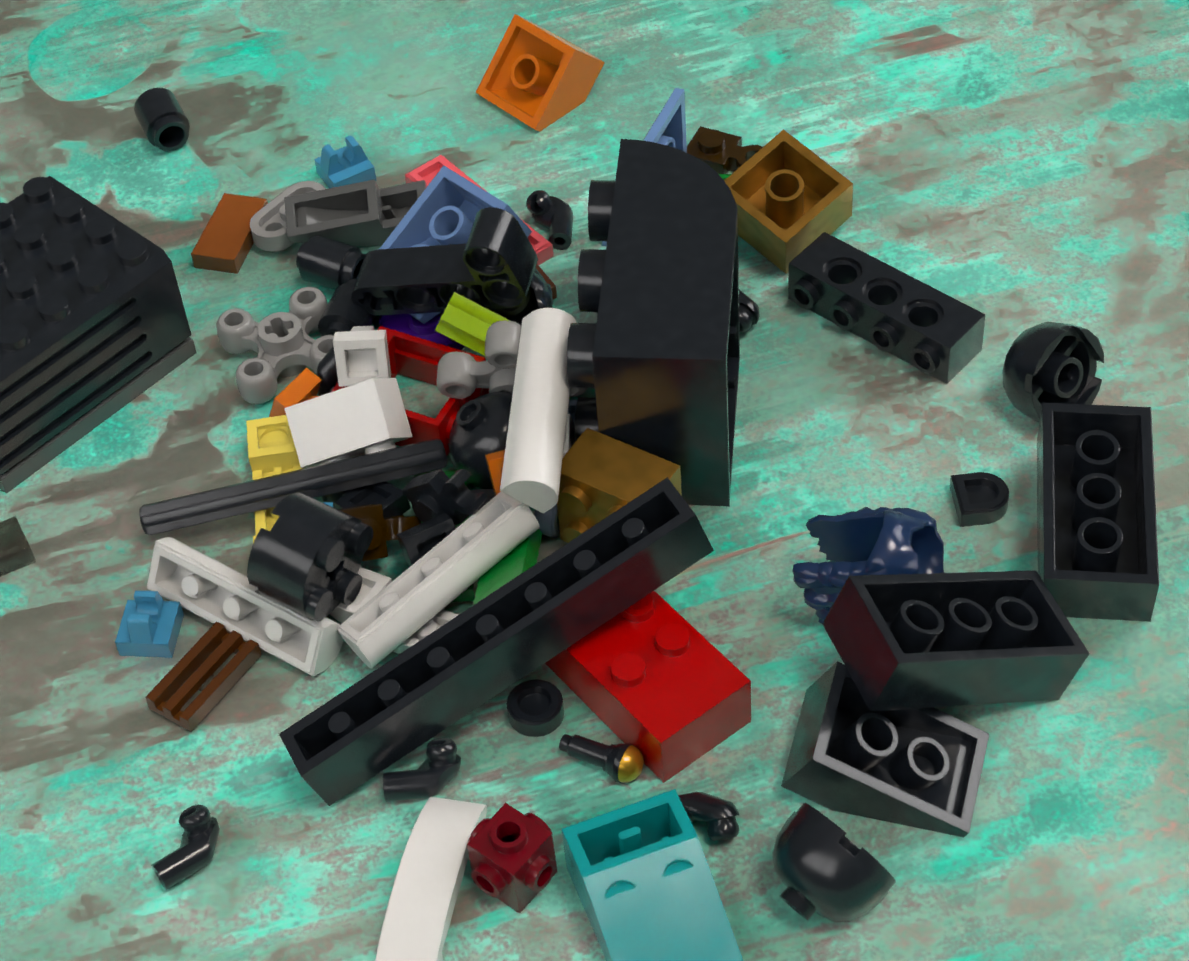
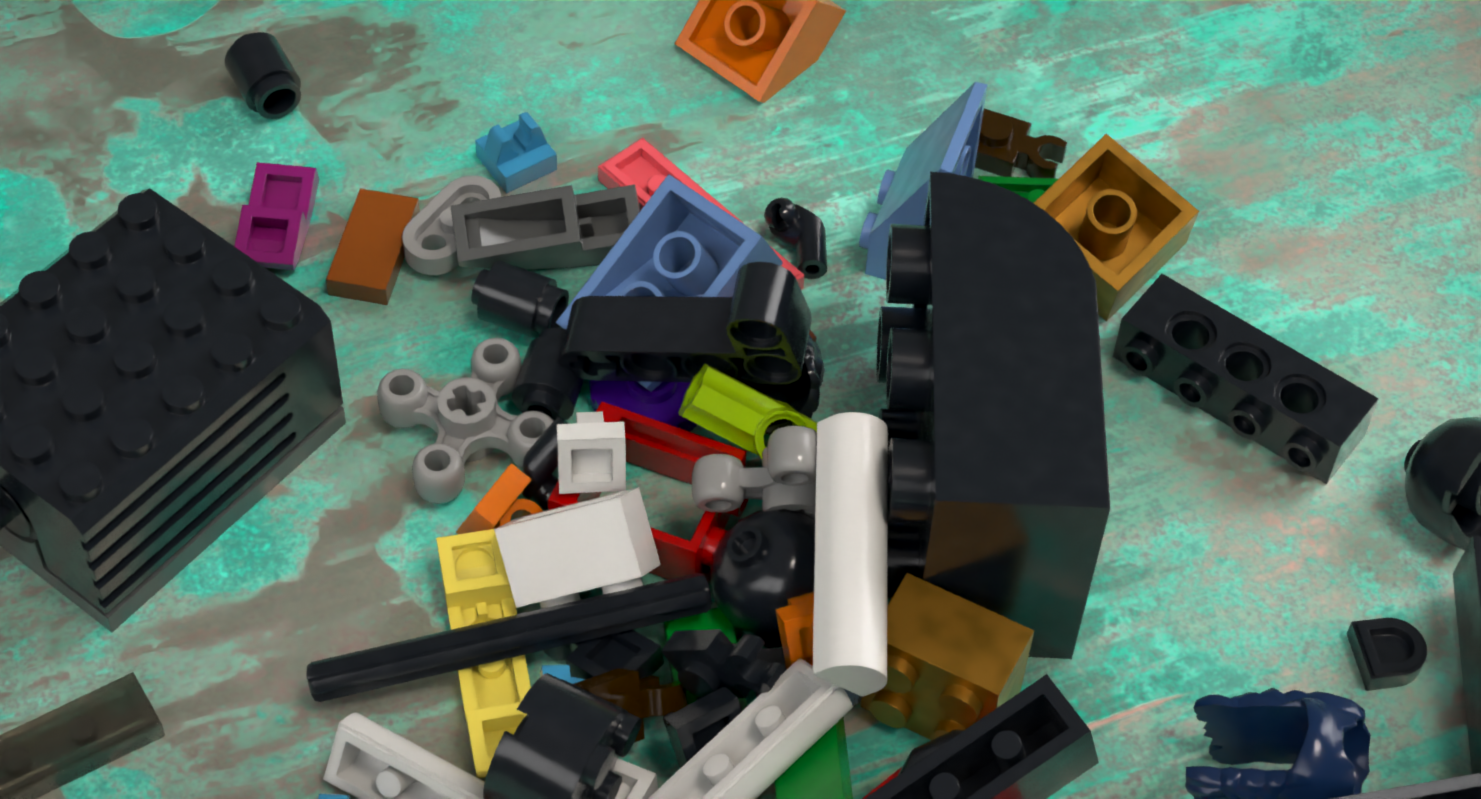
camera: 10 degrees left, 5 degrees up
(163, 210) = (277, 214): none -> magenta slope

